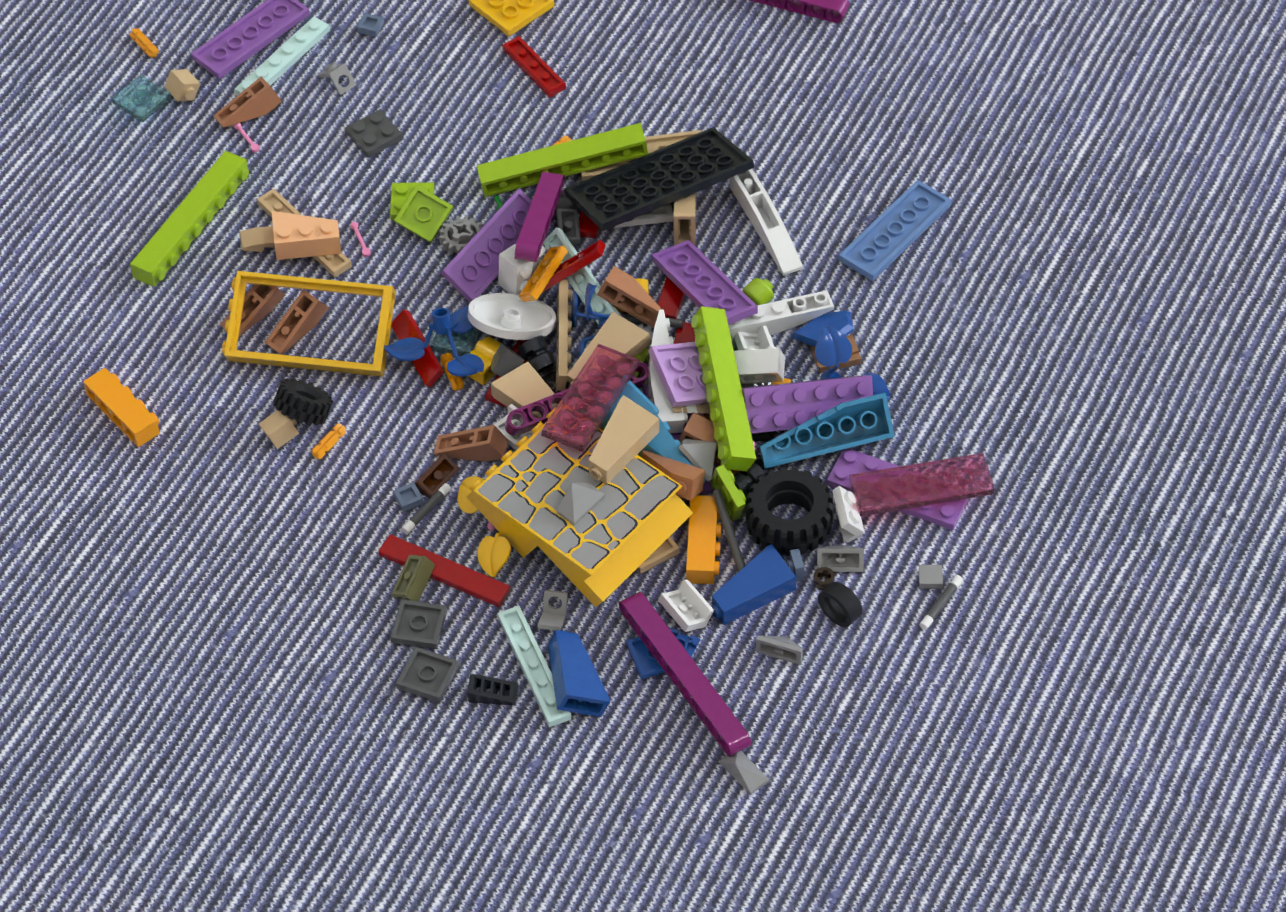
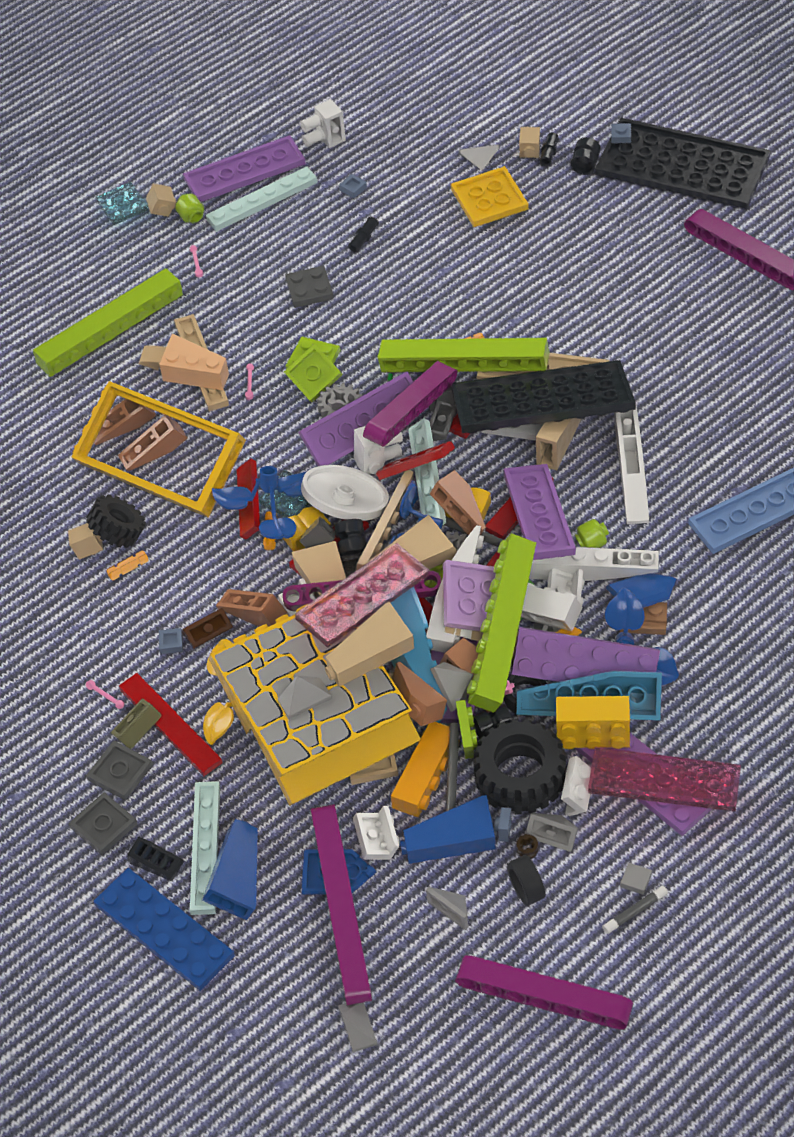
camera: 25 degrees right, 0 degrees up
(143, 42) = (150, 155): light orange axle -> none
(215, 86) = (189, 208): none -> lime head
(251, 103) = (210, 232): nougat slope -> none
(334, 71) = (298, 220): light grey bracket -> none
(349, 558) = (91, 685): none -> bright pink hinge
(404, 69) = (363, 234): none -> black pin
(426, 508) = (181, 658): dark grey bar -> none
(529, 746) = (164, 929): none -> blue plate
(534, 66) = (483, 261): red tile -> none
(543, 273) = (391, 459): light orange tile -> none
(552, 617) = (247, 802): light grey bracket -> none
(841, 452) = (593, 721): none -> yellow brick
(895, 692) = (544, 992): none -> magenta beam

